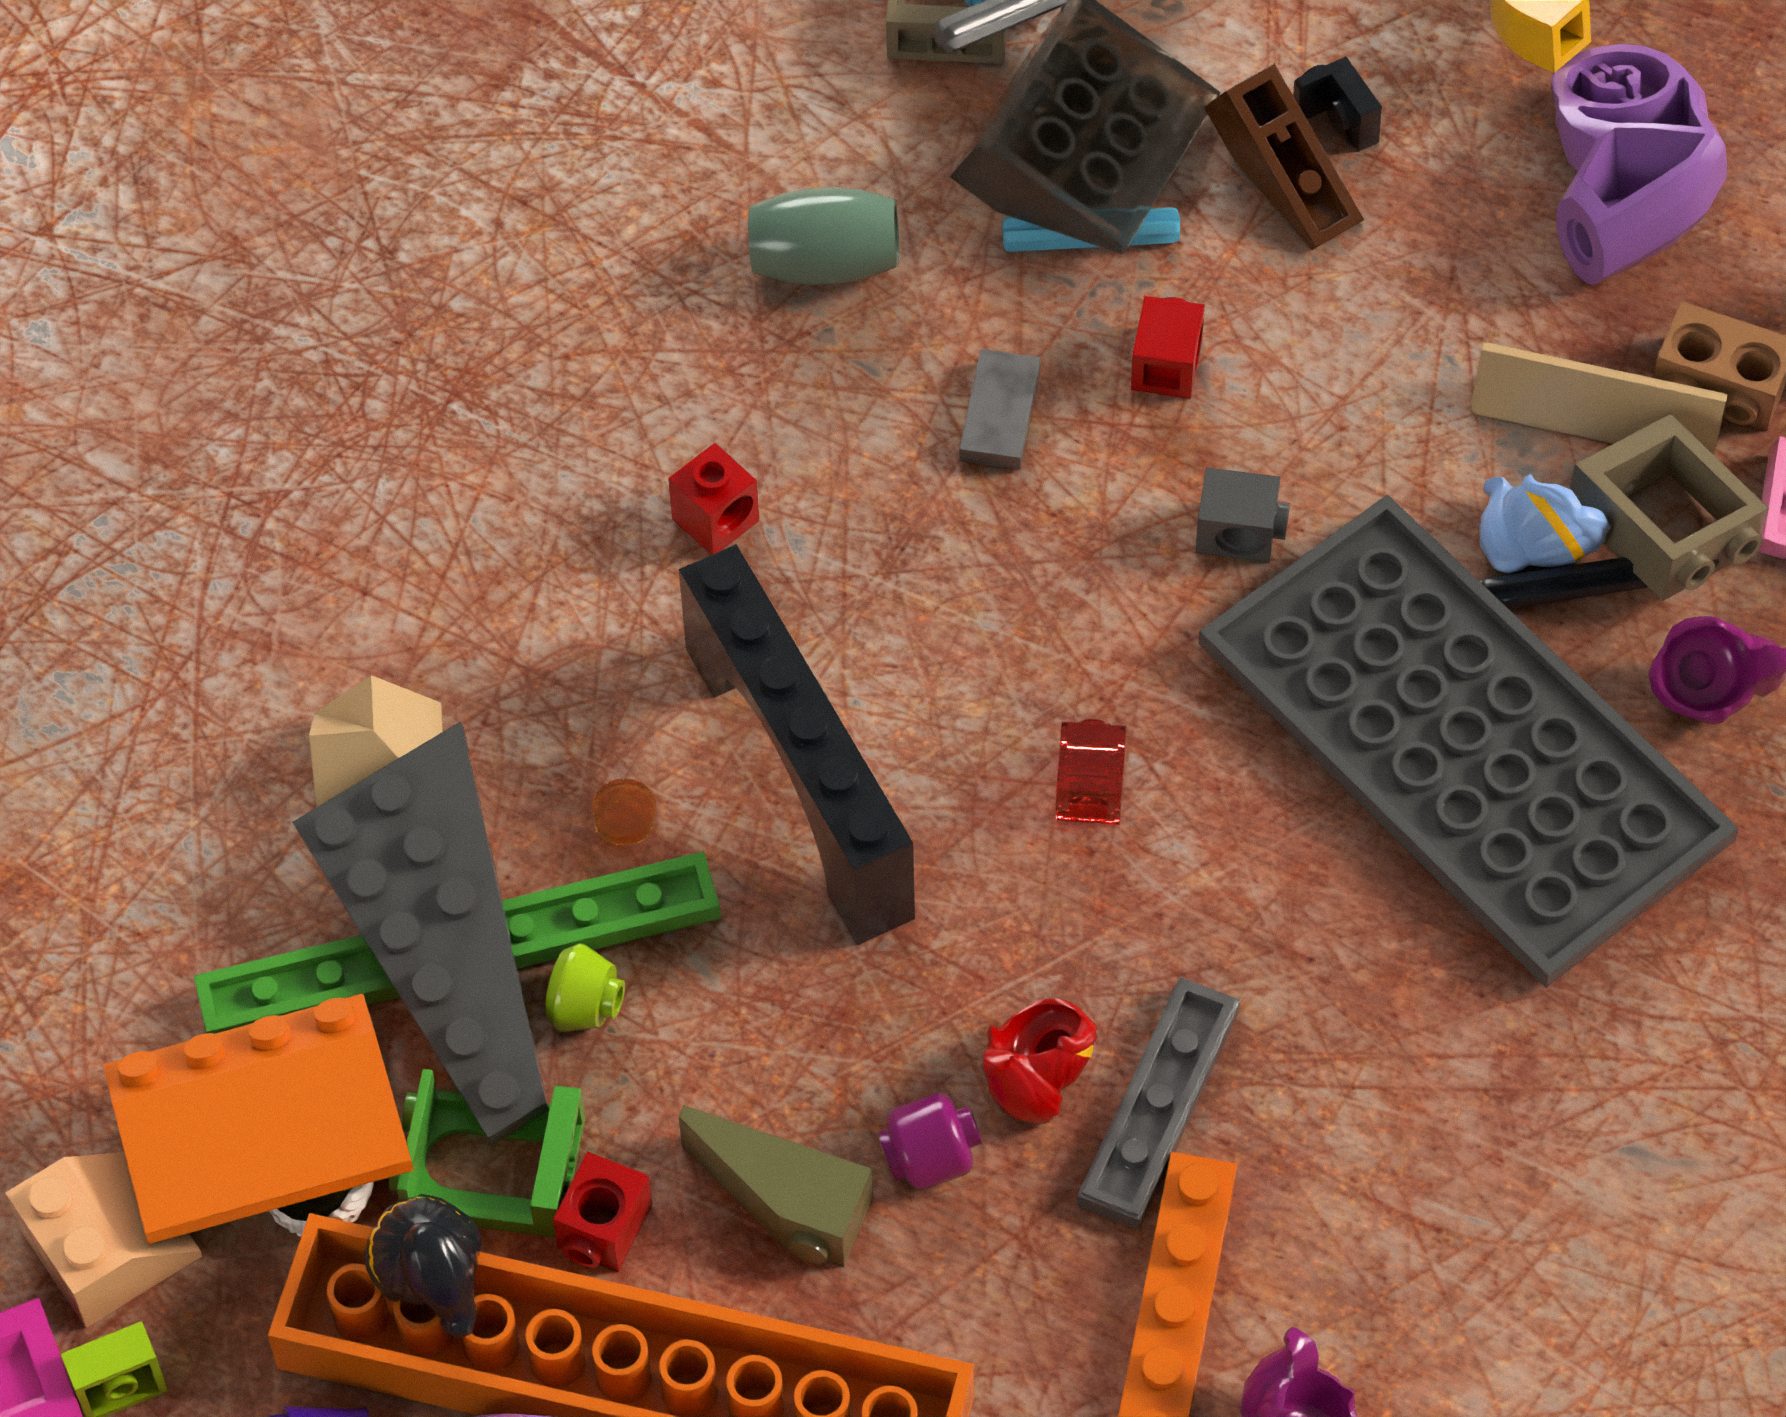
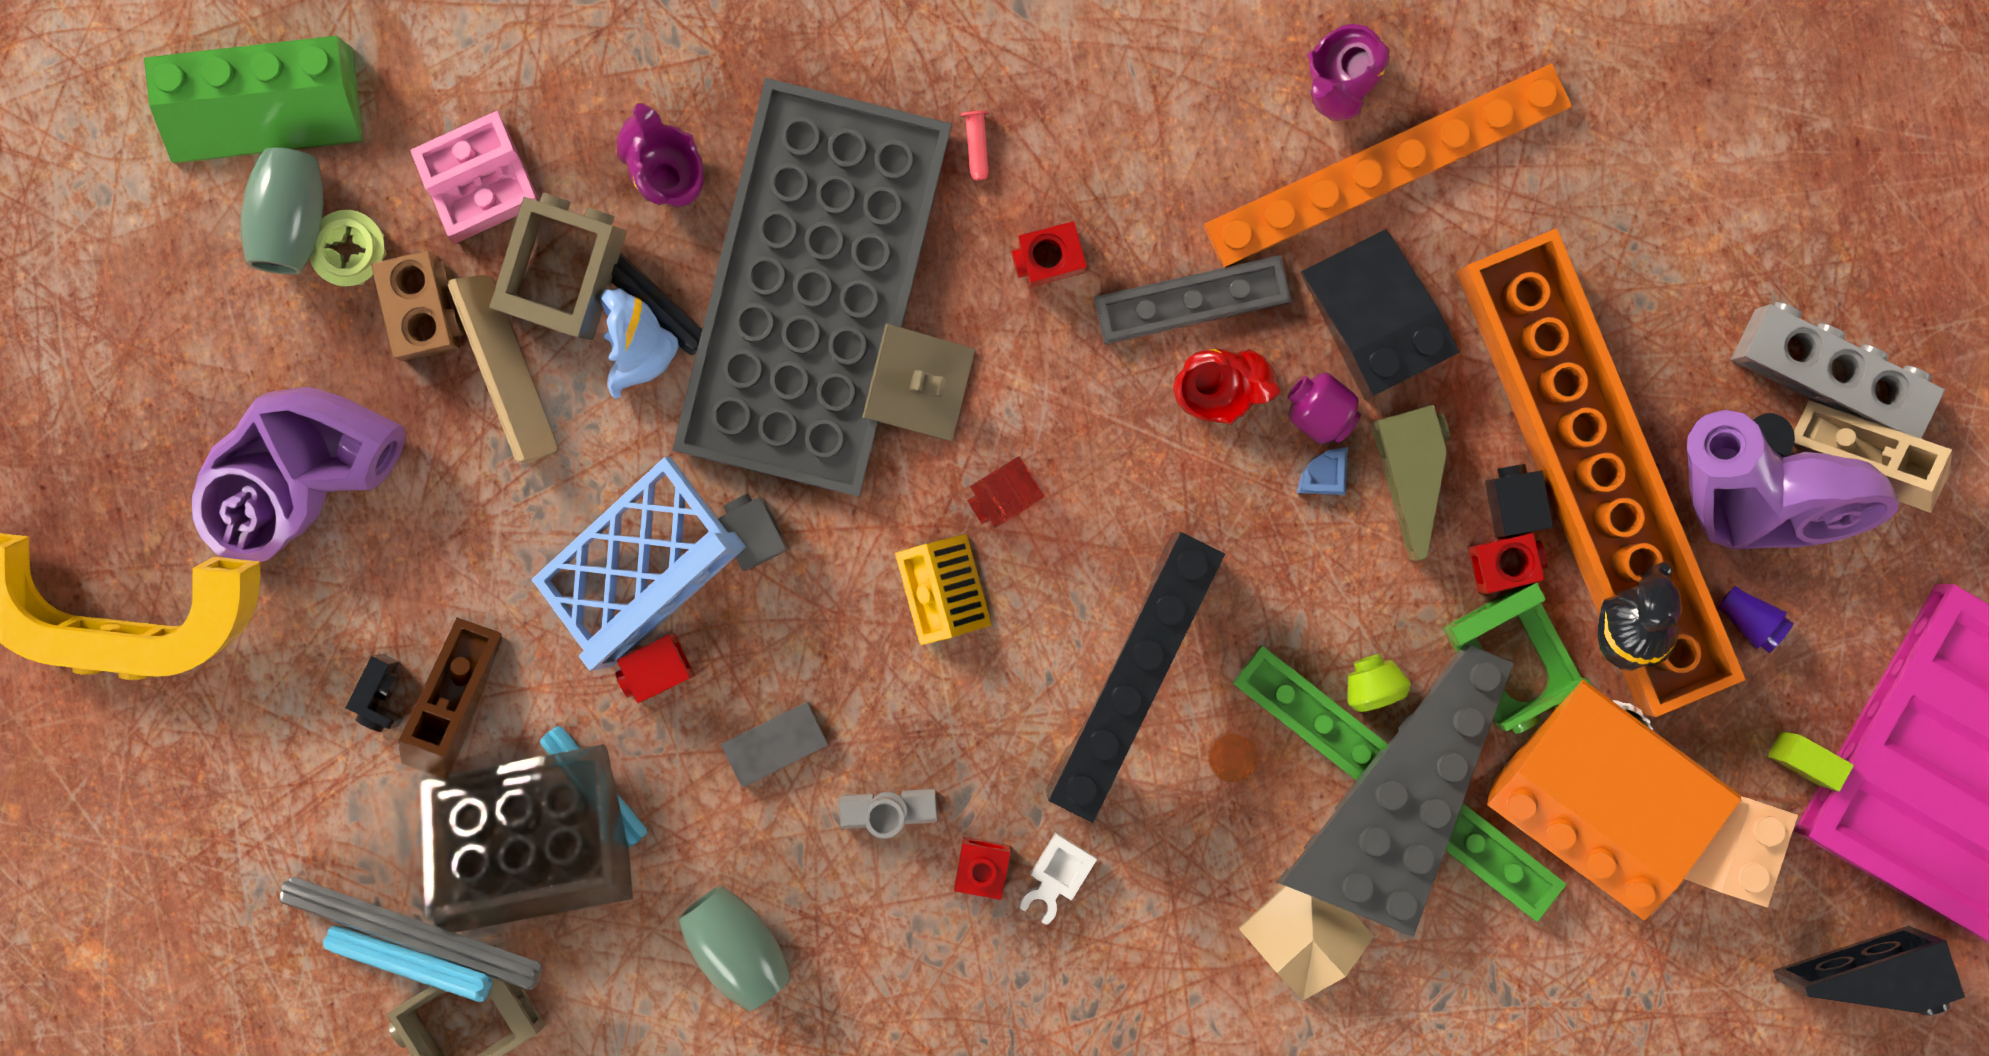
camera: 125 degrees left, 30 degrees up
(642, 569) = (1061, 871): none -> white plate
(661, 1261) = (1518, 501): none -> black brick
(852, 1107) = (1325, 474): none -> medium blue tile
(856, 439) = (888, 811): none -> light grey bar
(988, 1272) = (1379, 314): none -> black slope
(1033, 657) = (943, 589): none -> yellow panel
(1243, 381) = (661, 597): none -> light blue fence
(1279, 768) = (918, 382): none -> dark tan piece
(1319, 1005) = (1061, 236): none -> red brick
(1507, 999) = (977, 144): none -> coral piece

